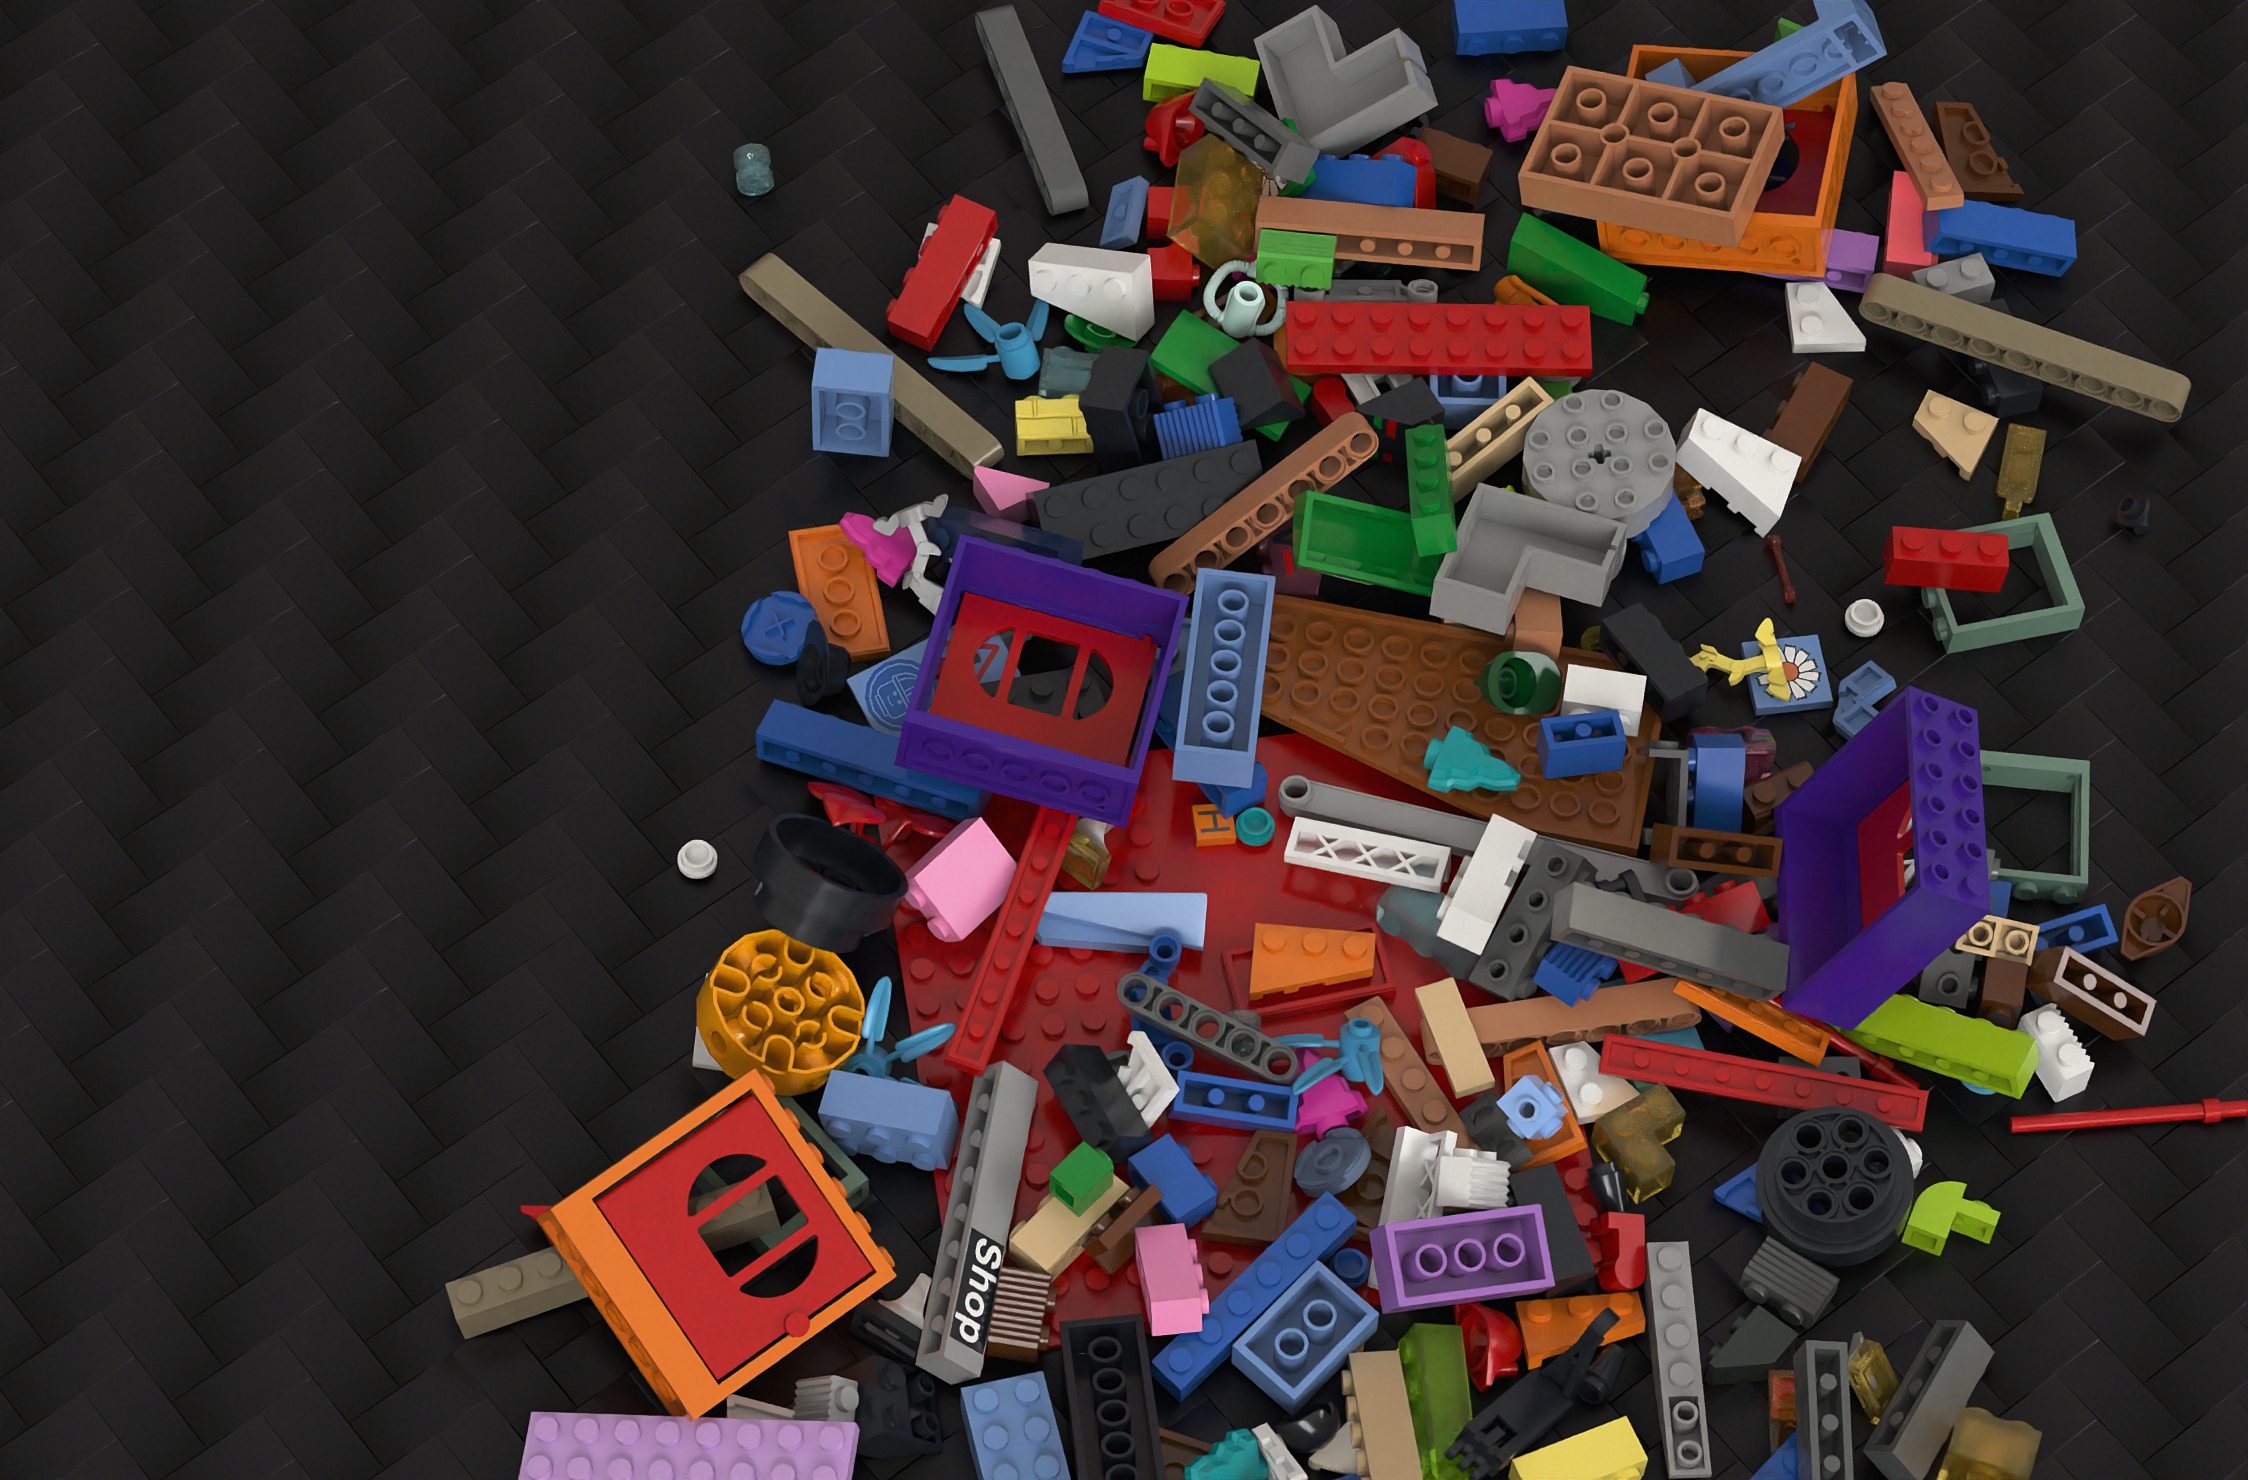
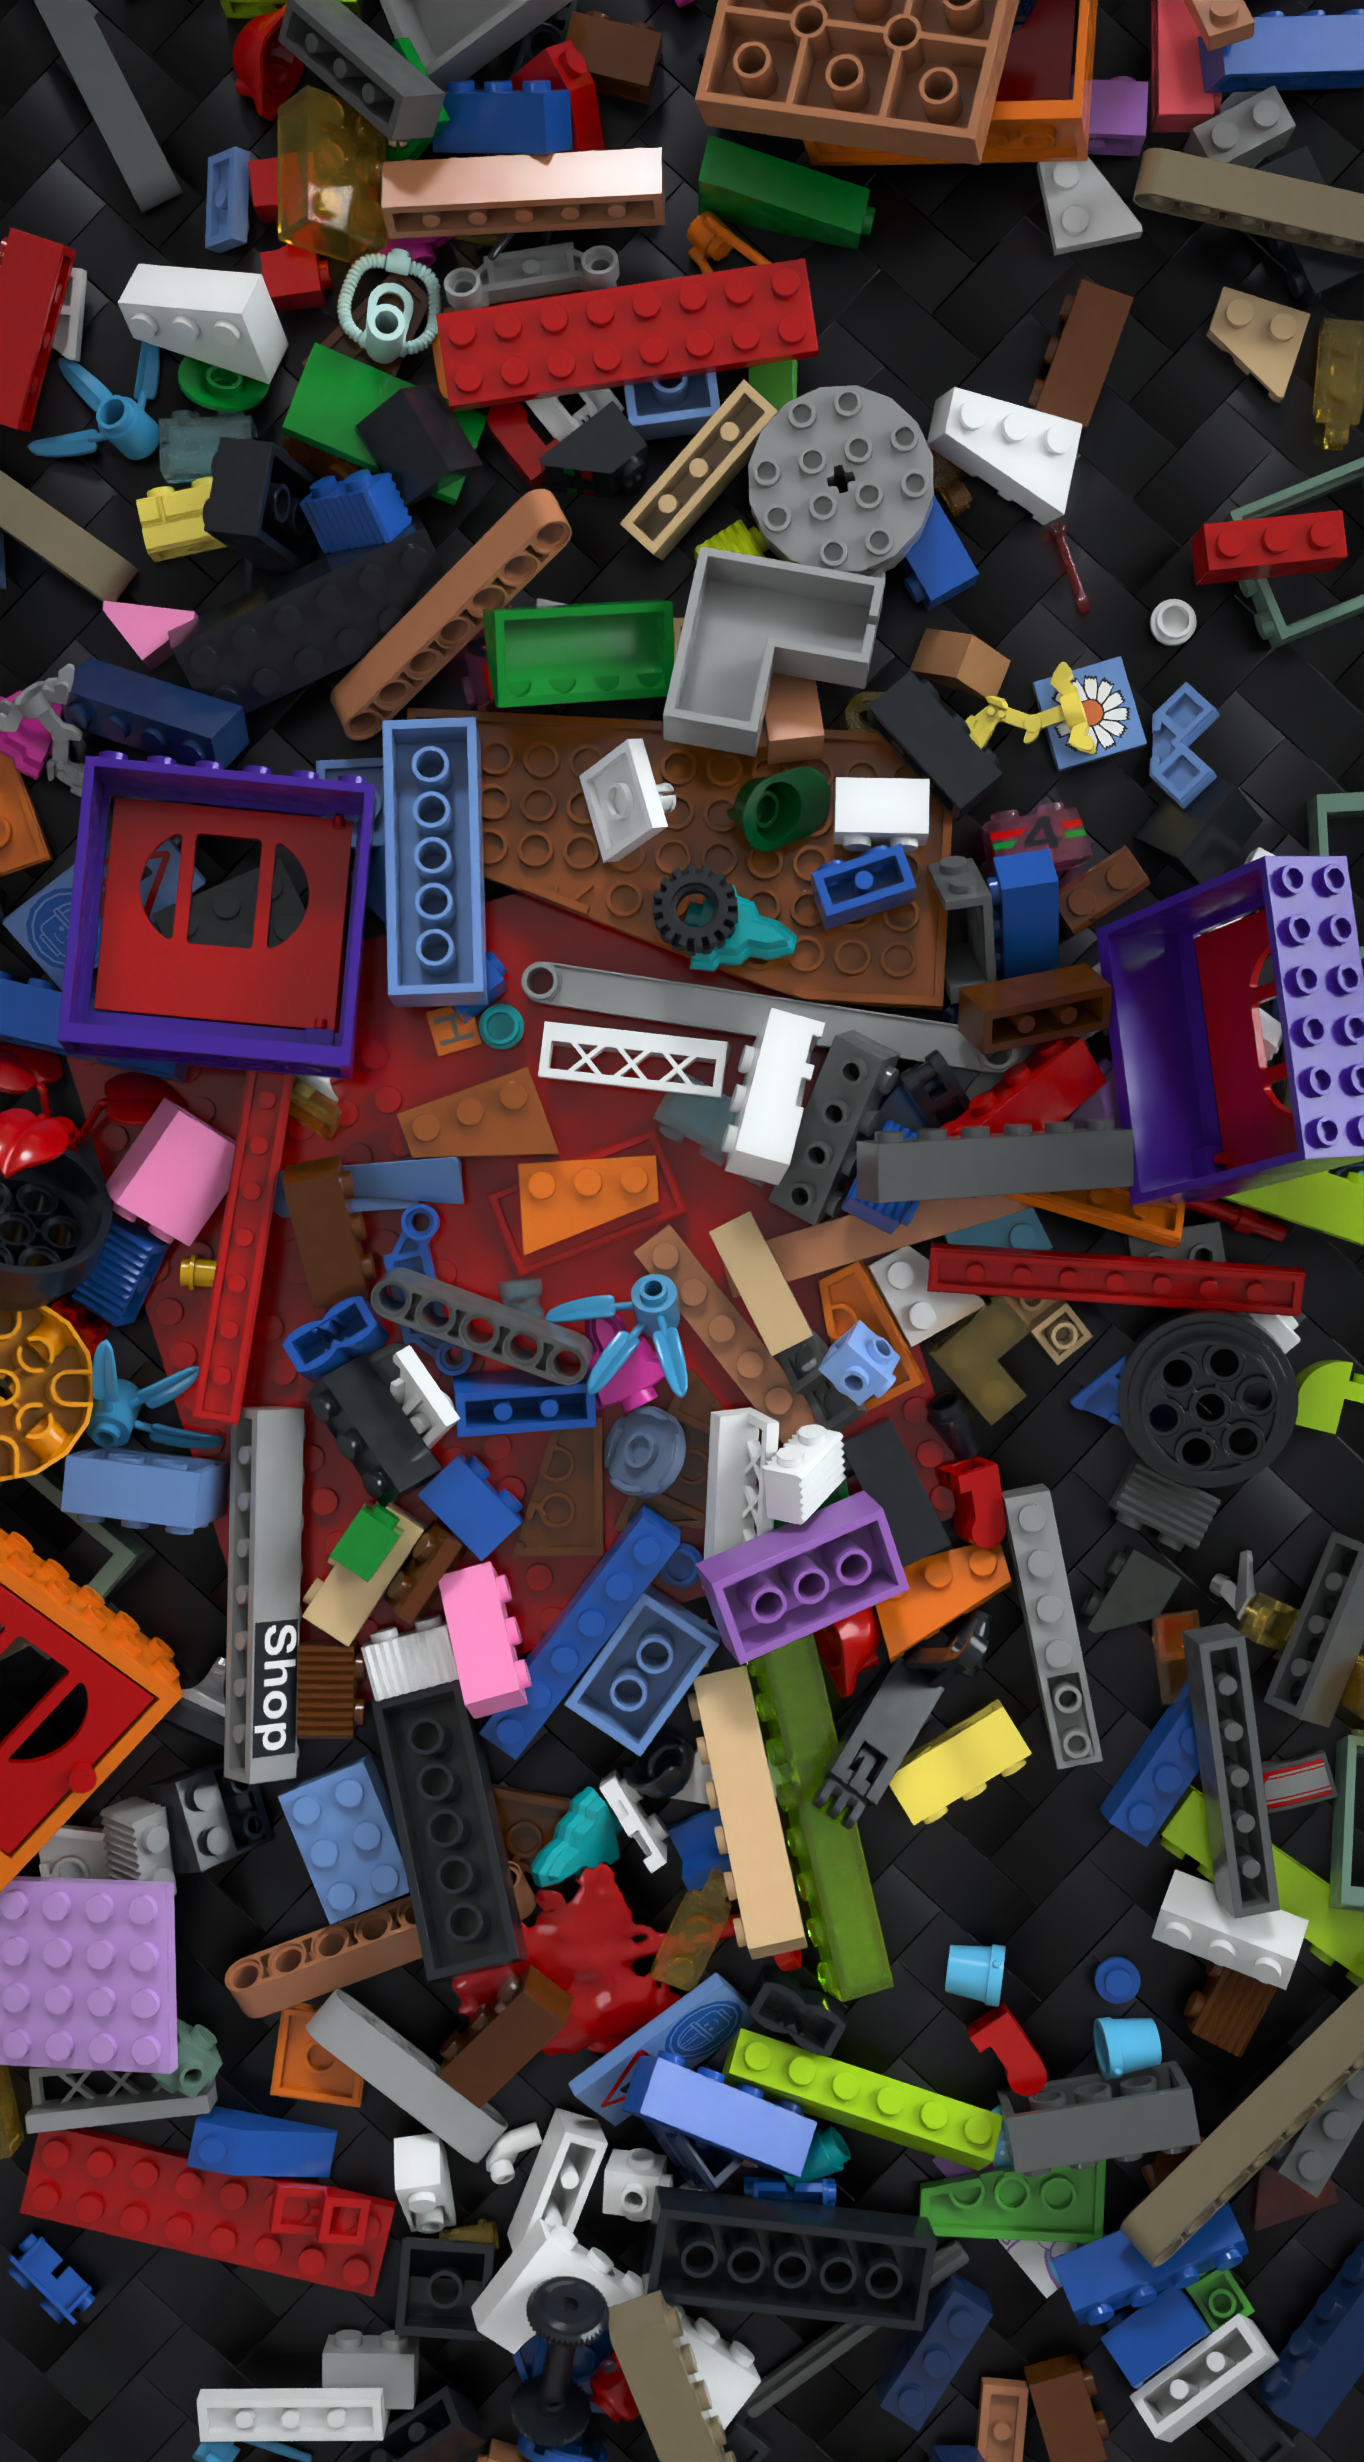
camera: 10 degrees left, 30 degrees up
(896, 952) = (123, 1273): none -> blue brick
(962, 969) = (197, 1272): none -> yellow pin
(1086, 941) = (328, 1230): none -> reddish brown brick
(1086, 1021) = (342, 1335): none -> blue brick
(1100, 1293) = (409, 1659): none -> white brick
(1239, 885) = (482, 1122): none -> dark orange wedge
(1295, 259) = (439, 251): bright green brick -> none
(1389, 656) = (625, 800): none -> white tile
(1431, 490) = (643, 577): green brick -> none
(1439, 715) = (695, 882): none -> black tyre
(1686, 619) = (960, 663): none -> medium nougat slope
(1704, 1127) = (1052, 1325): none -> tan slope

